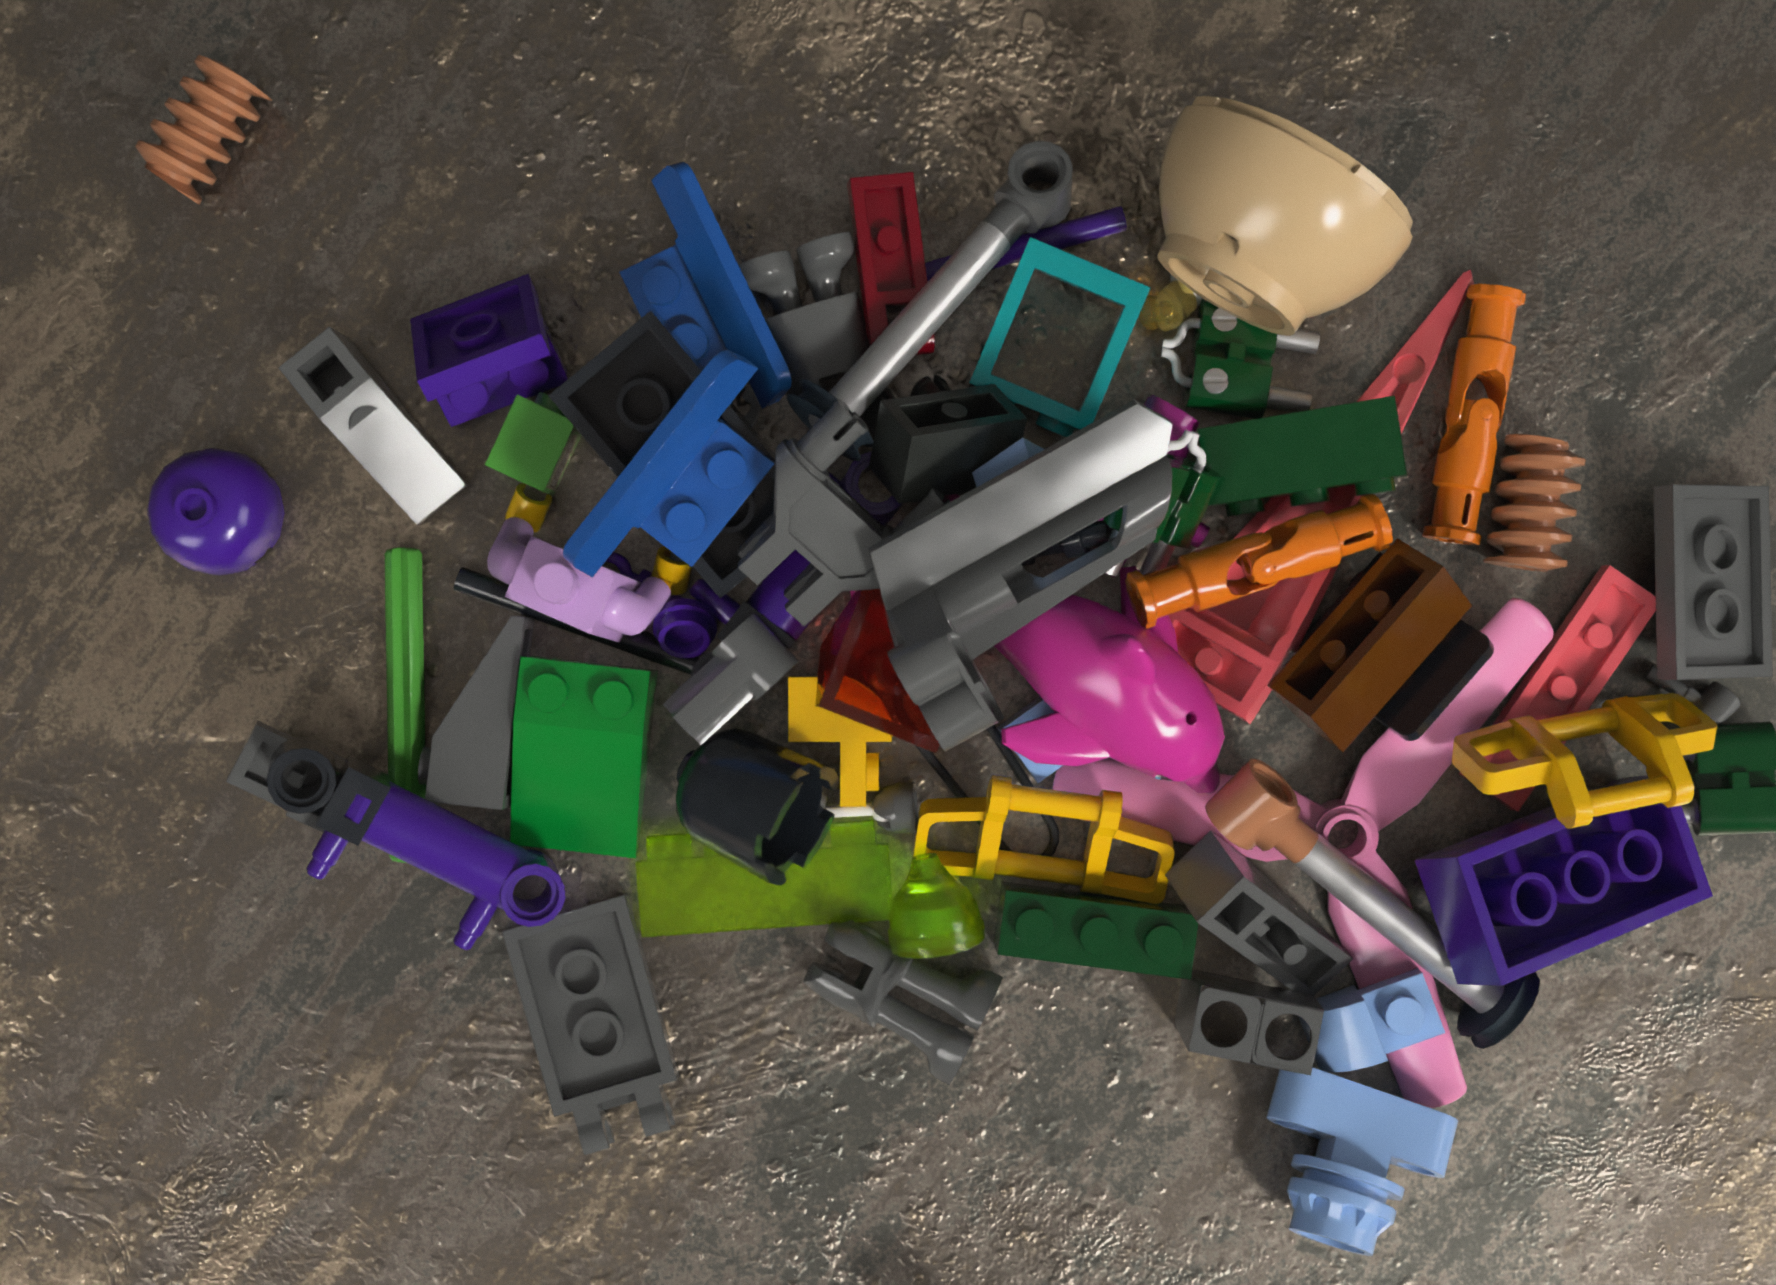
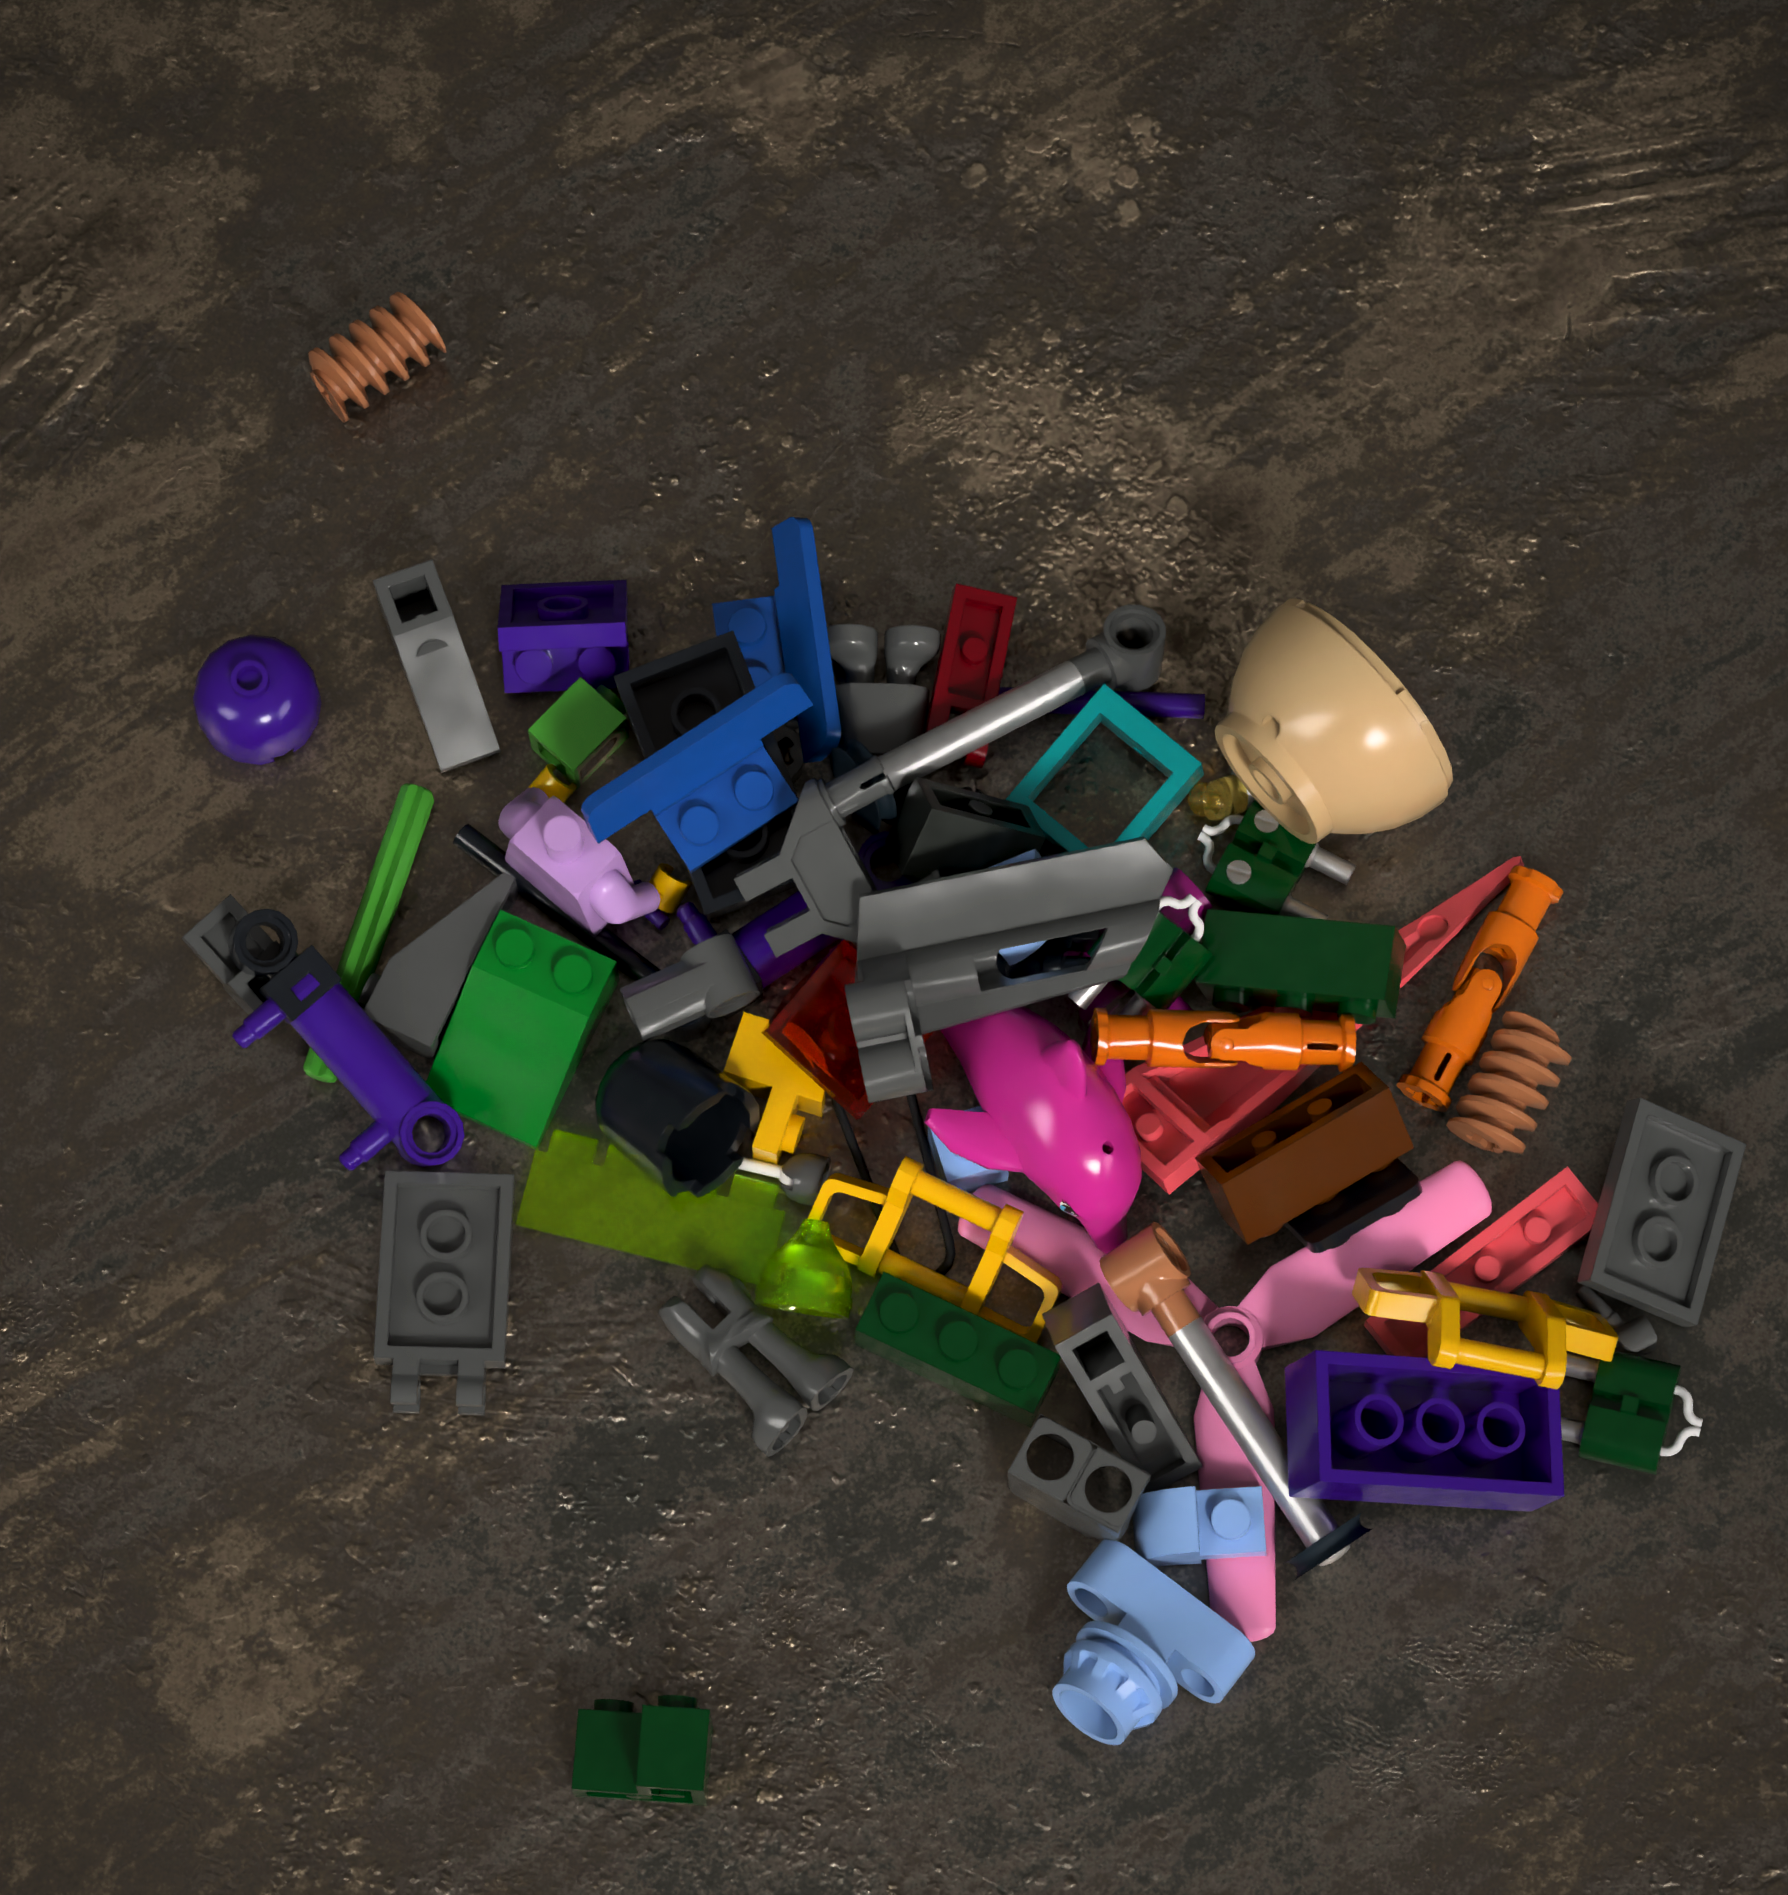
camera: 15 degrees right, 15 degrees down
(685, 627) = (660, 939): dark purple plate -> none

